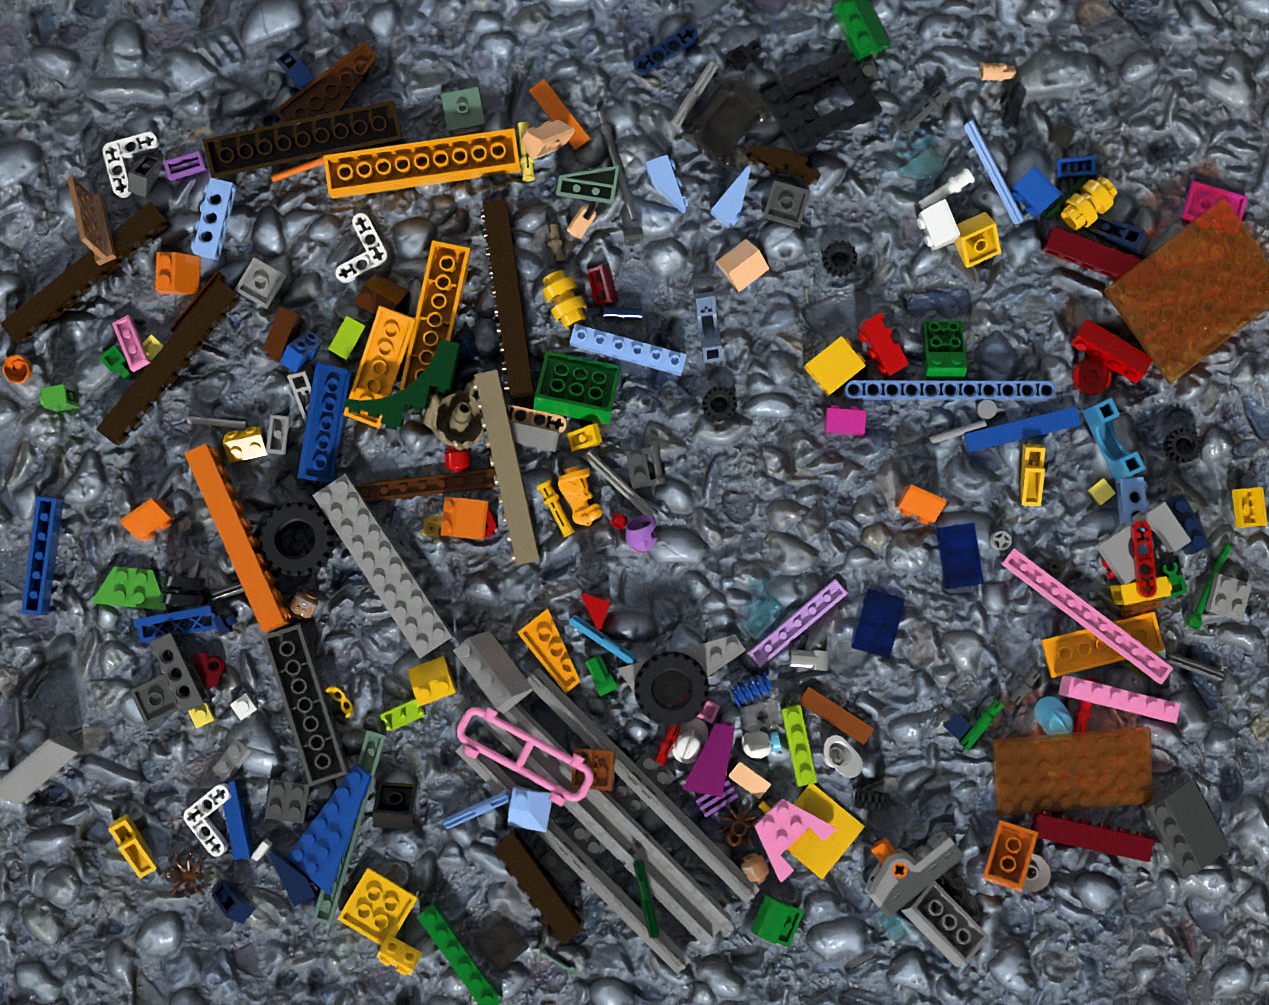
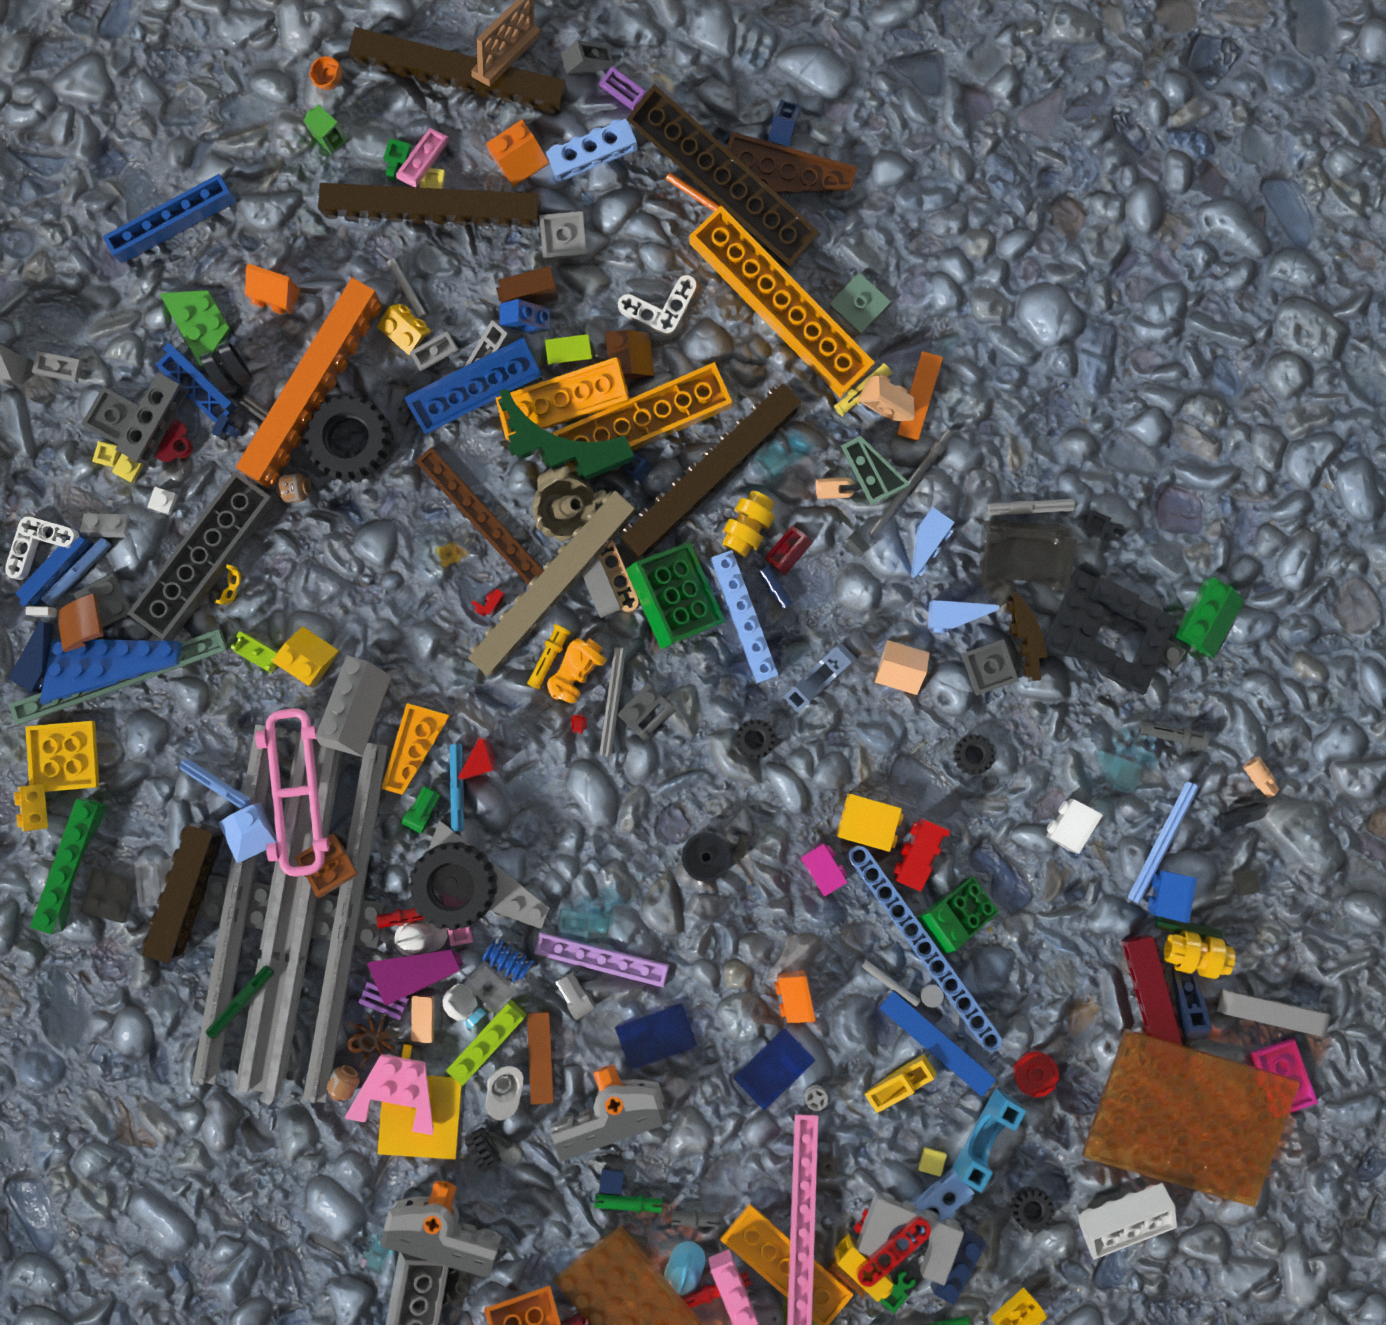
camera: 60 degrees right, 0 degrees up
(90, 714) = (57, 366): none -> light grey plate
(122, 154) = (591, 24): white beam -> none
(180, 723) = (106, 454): none -> light yellow tile
(217, 275) = (542, 191): reddish brown axle -> none
(250, 805) = (76, 572): none -> medium blue axle
(290, 826) = (79, 622): none -> dark orange slope
(383, 565) = (380, 535): light grey brick -> none
(395, 805) = (167, 705): black slope -> none
(456, 459) = (527, 532): red head -> none
(464, 518) = (476, 578): orange slope -> none
(531, 253) = (770, 462): none -> clear light blue slope
(555, 244) = (795, 478): dark tan pin -> none
(571, 970) = (129, 977): sand green hinge -> none
(584, 437) = (632, 635): yellow slope -> none
(641, 539) = (574, 753): medium lavender helmet -> none
(664, 48) = (1053, 447): dark blue beam -> none
(777, 921) = (307, 1139): green brick -> none
(778, 508) = (710, 844): none -> black wheel
(921, 671) = (633, 1110): none -> piece
(953, 185) = (1123, 812): white pin -> none
(977, 239) = (1087, 872): yellow slope -> none
(1076, 174) = (1243, 927): blue slope -> none
(1111, 351) = (1073, 1076): red brick -> none
(1164, 182) = (1273, 1013): none -> light grey beam
(1236, 385) = (1128, 1220): none -> white slope

